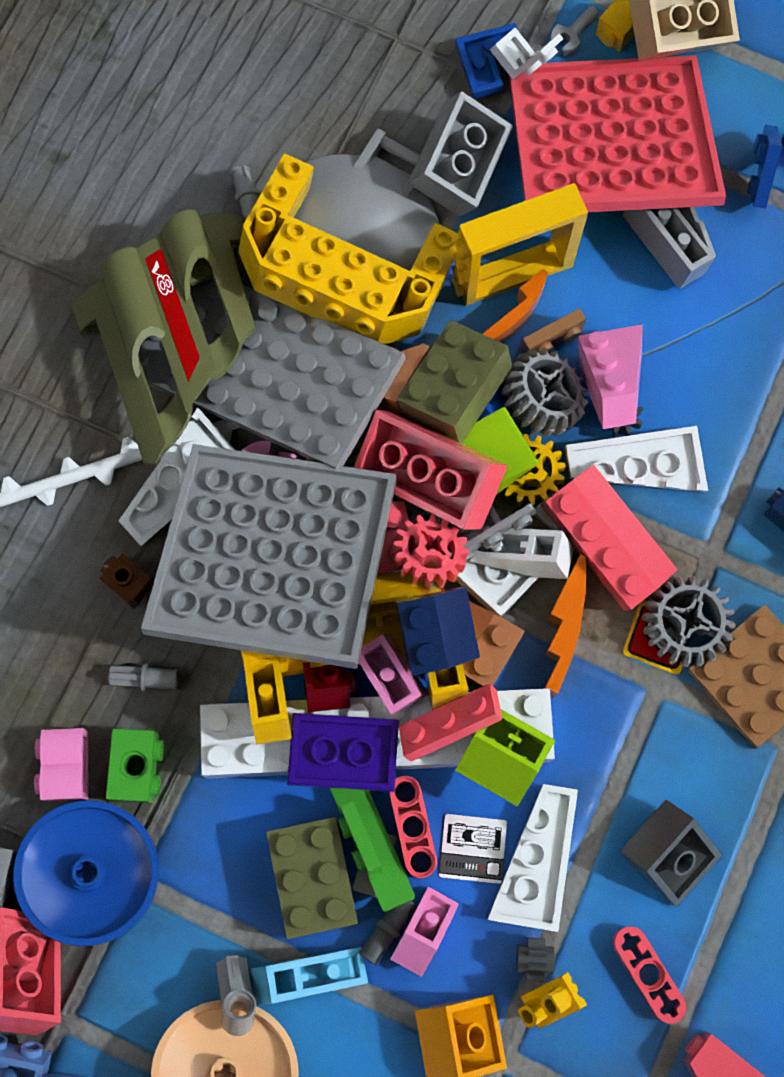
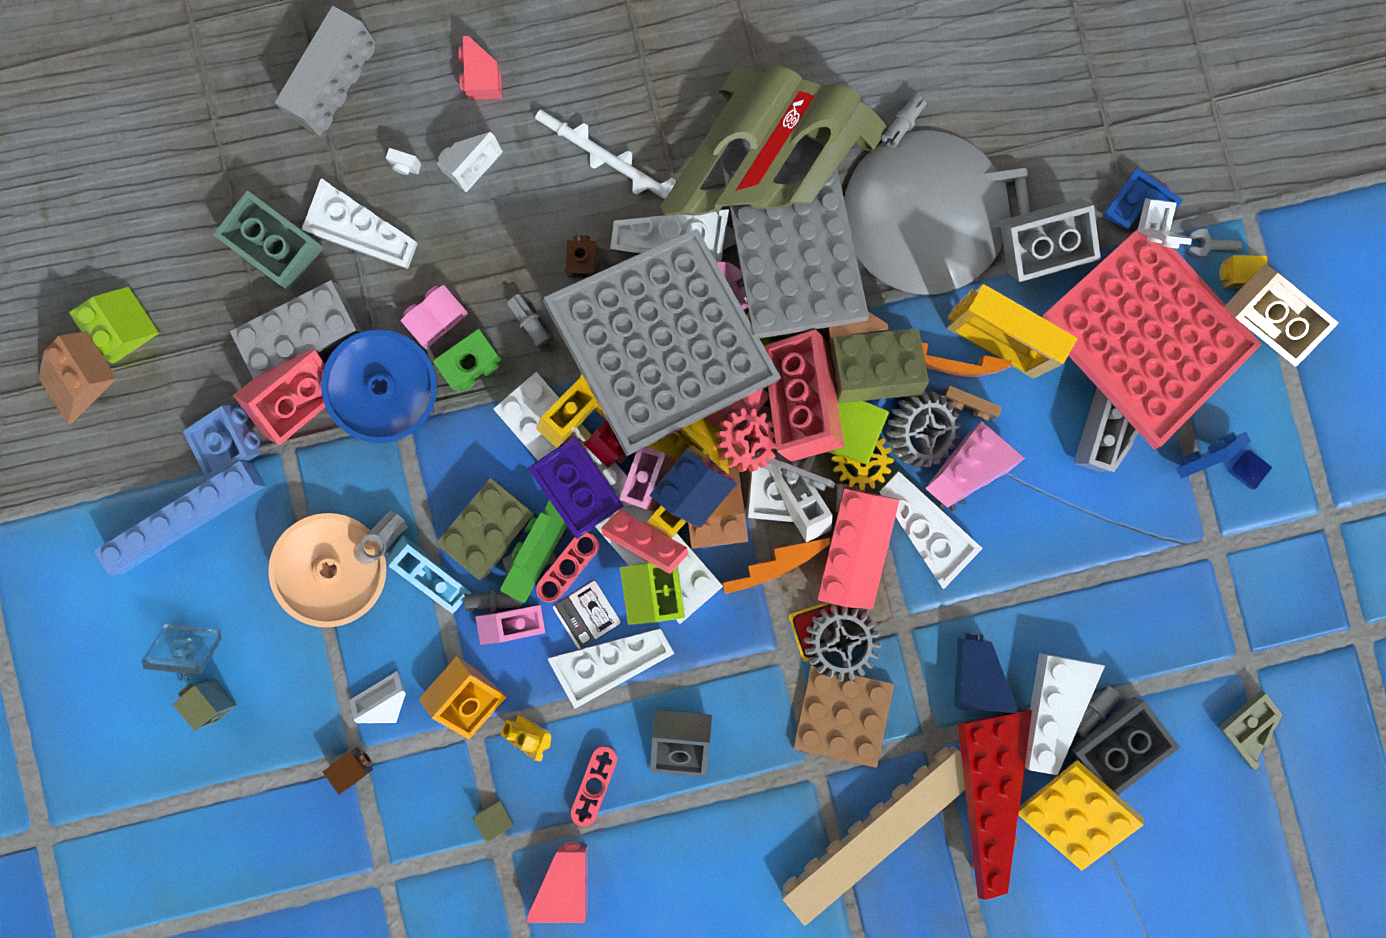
camera: 60 degrees right, 10 degrees up
(332, 276) = (886, 226): yellow wedge -> none
(535, 959) = (546, 707): dark grey gear -> none

